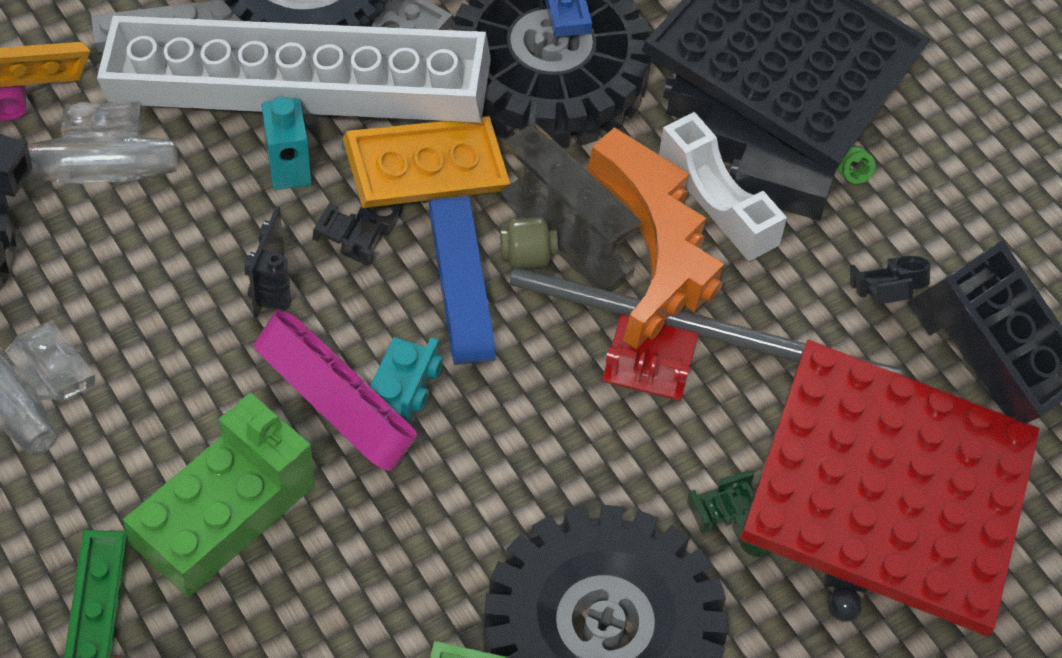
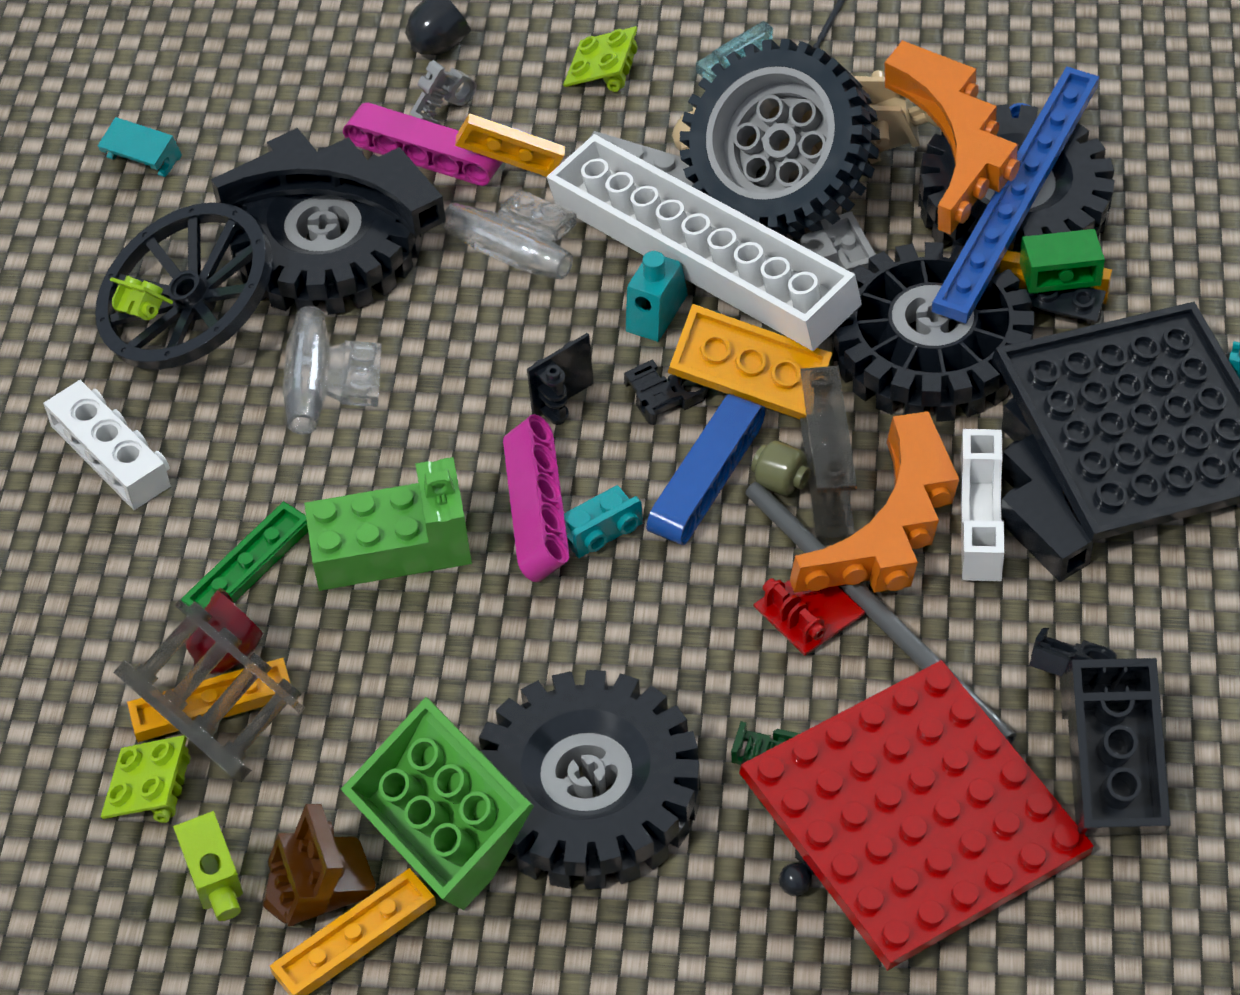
camera: 45 degrees right, 5 degrees down
(861, 174) = (1126, 561): bright green bush -> none

